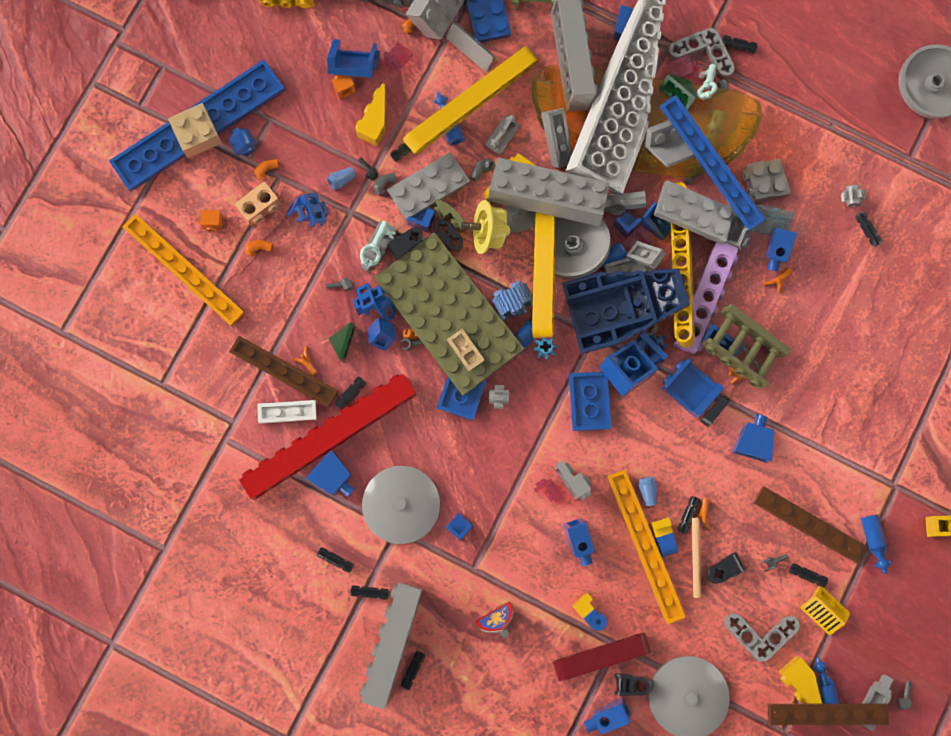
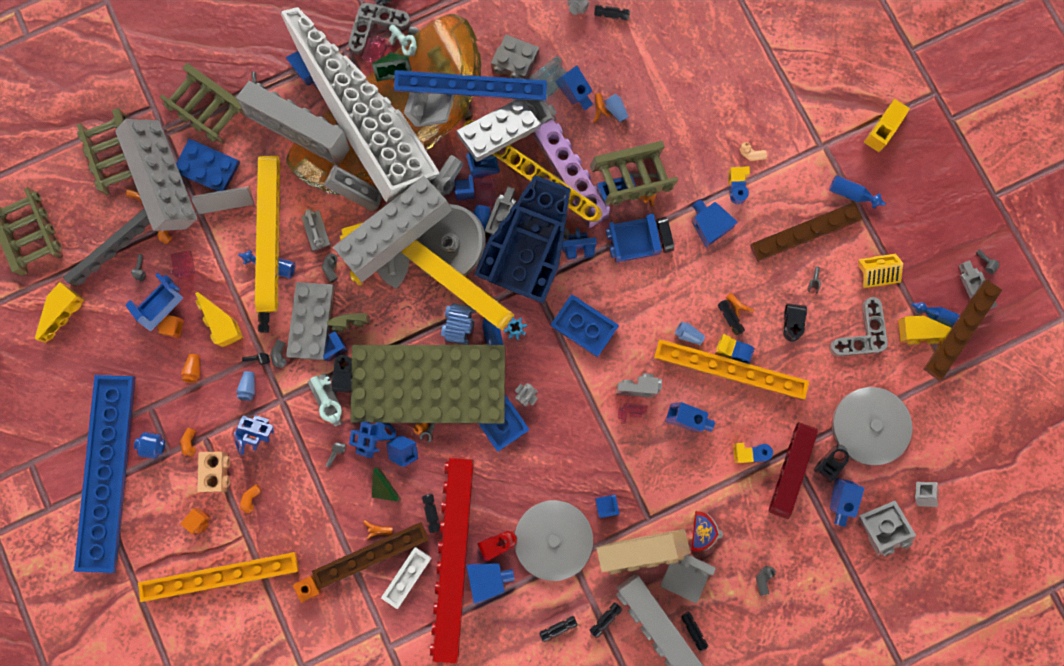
camera: 50 degrees left, 0 degrees up
(194, 130) = (108, 478): tan brick -> none
(224, 348) = (311, 584): none -> orange plate
(322, 127) = (191, 369): none -> orange cone
(363, 461) = (495, 545): none -> red piece
(364, 28) = (137, 273): none -> dark grey hand
(443, 580) = (643, 551): none -> tan brick
(446, 238) = (364, 331): black beam -> none
(451, 631) = (687, 577): none -> light grey bracket
(465, 349) = (469, 392): tan slope -> none
(488, 227) = (383, 298): light yellow piece -> none
(496, 695) = (763, 577): none -> dark grey arm
(628, 368) = (581, 275): blue brick -> none
(646, 255) = (503, 193): light grey slope -> none
(696, 557) = (769, 337): light nougat bar -> none
(790, 292) = (616, 107): none -> medium blue cone
(800, 441) = (737, 185): none -> leg
(808, 575) = (844, 262): black axle -> none
(839, 431) = (750, 154): none -> light nougat arm

